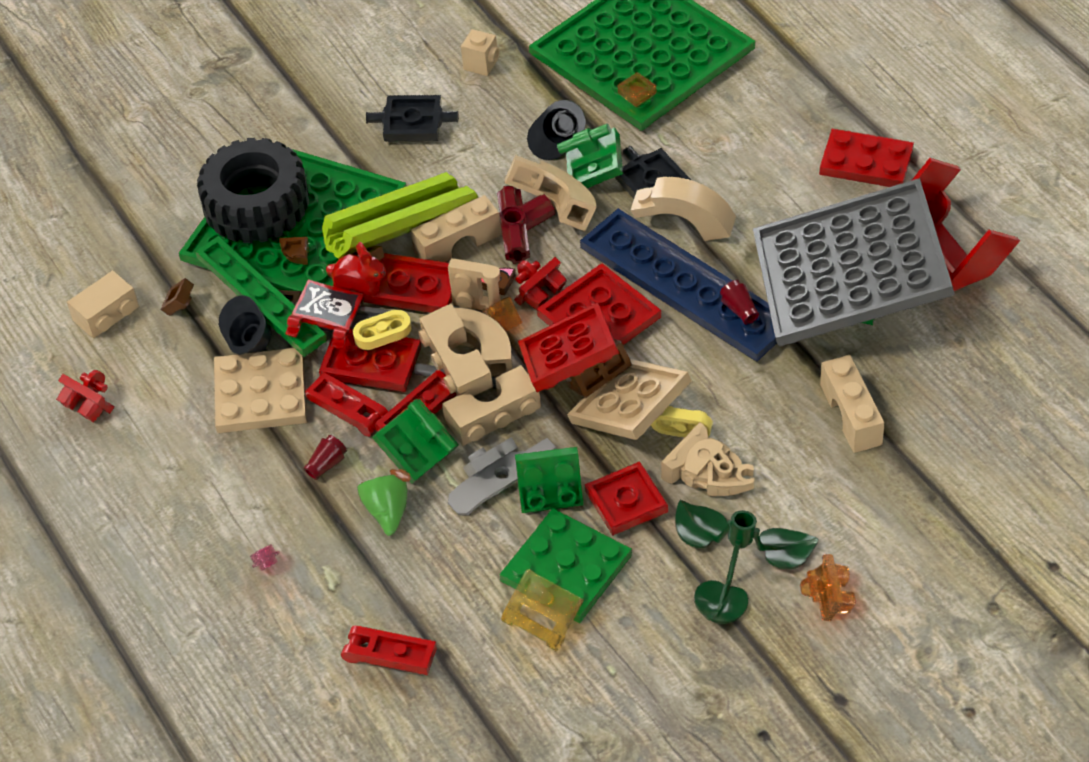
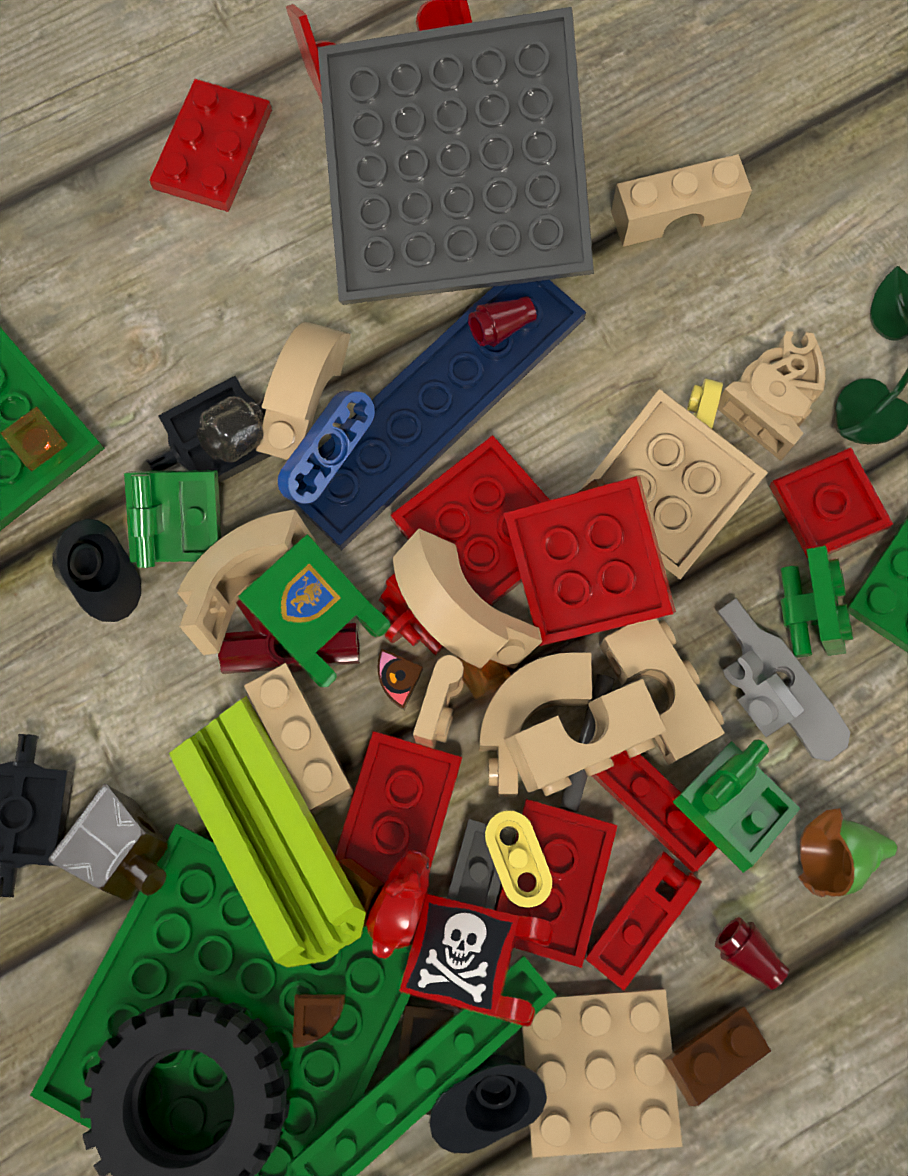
camera: 90 degrees left, 25 degrees up
(265, 439) = (717, 1056): none -> reddish brown plate
(393, 155) = (114, 847): none -> torso
(528, 281) = (452, 611): none -> tan arch
(533, 217) = (306, 603): none -> green flag
(626, 206) = (308, 448): none -> blue beam
(645, 170) = (231, 429): none -> clear smoke head

